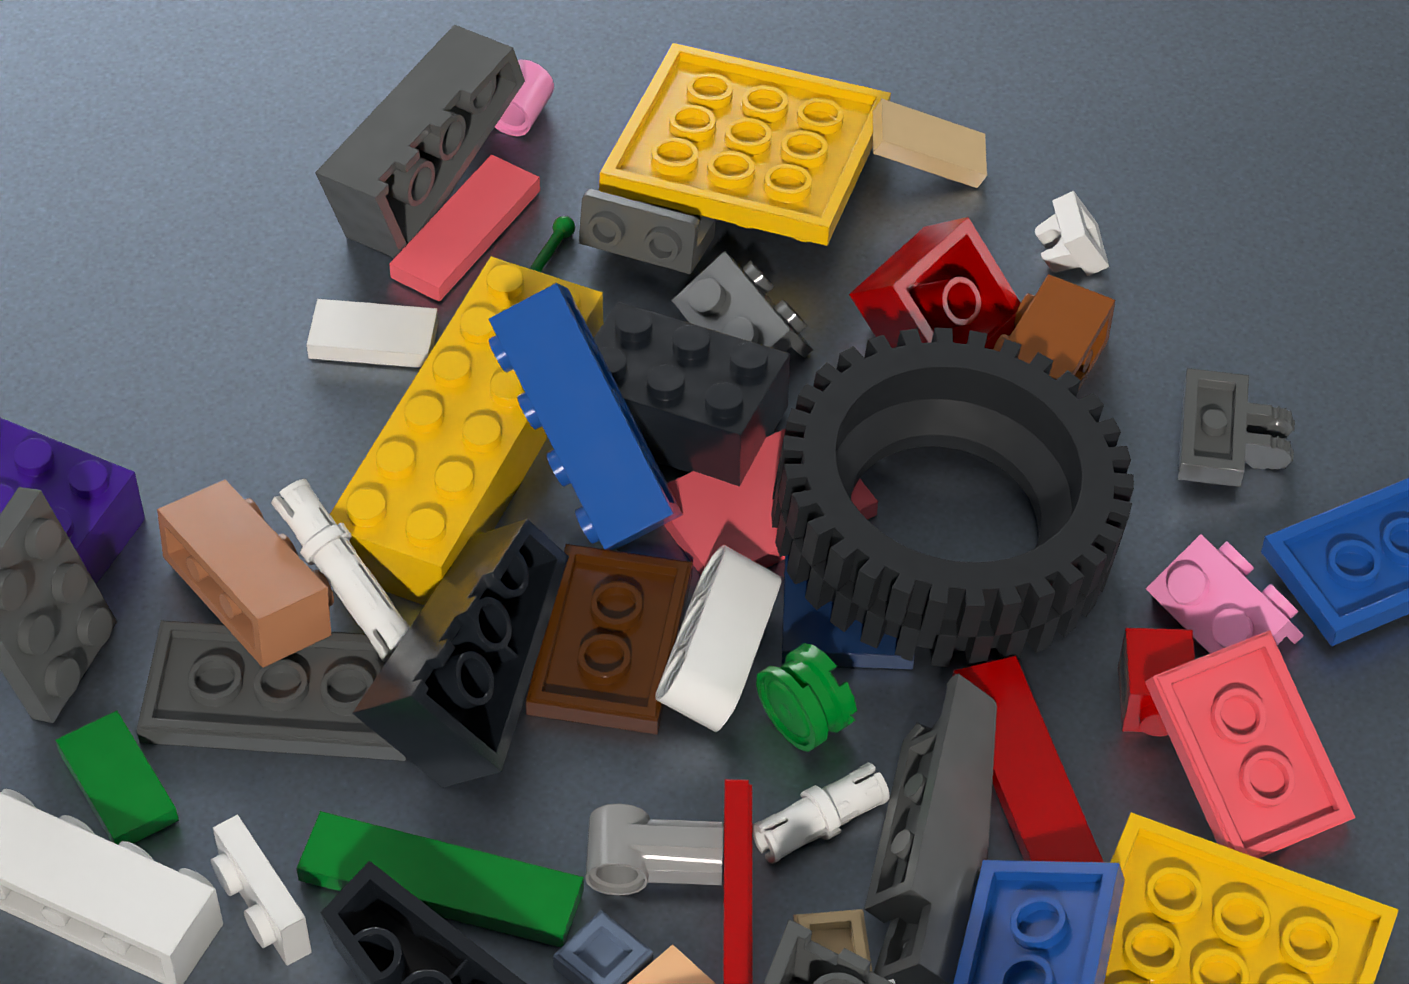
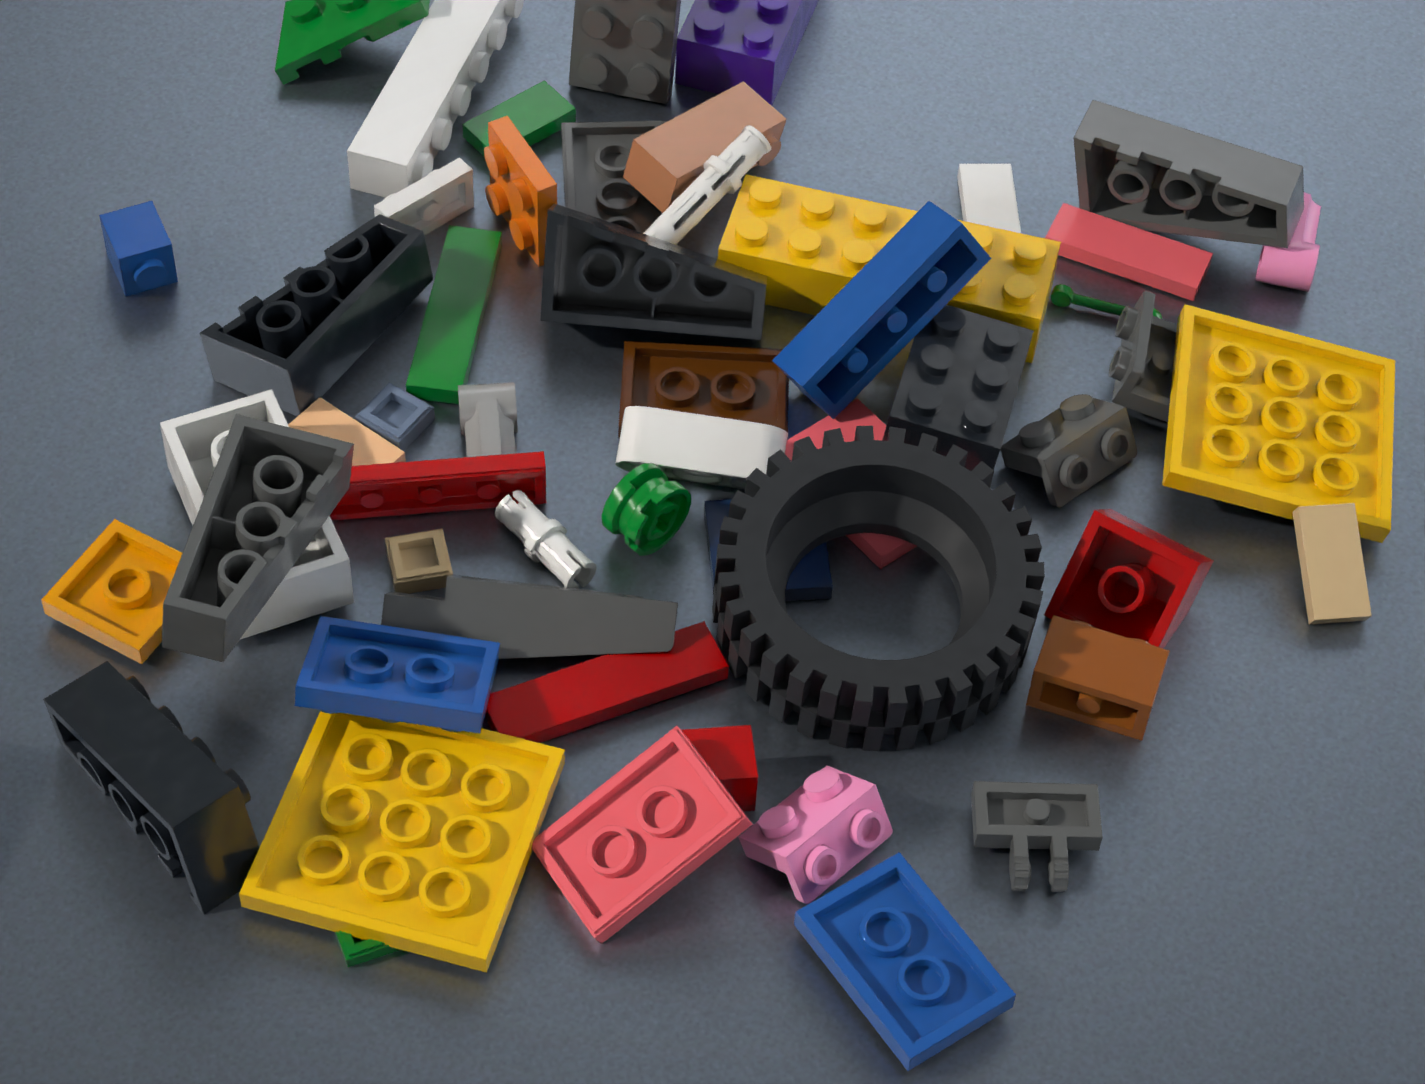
camera: 80 degrees right, 0 degrees up
(291, 761) = (519, 187): none -> orange plate
(1075, 235) = (1252, 693): white tile -> none

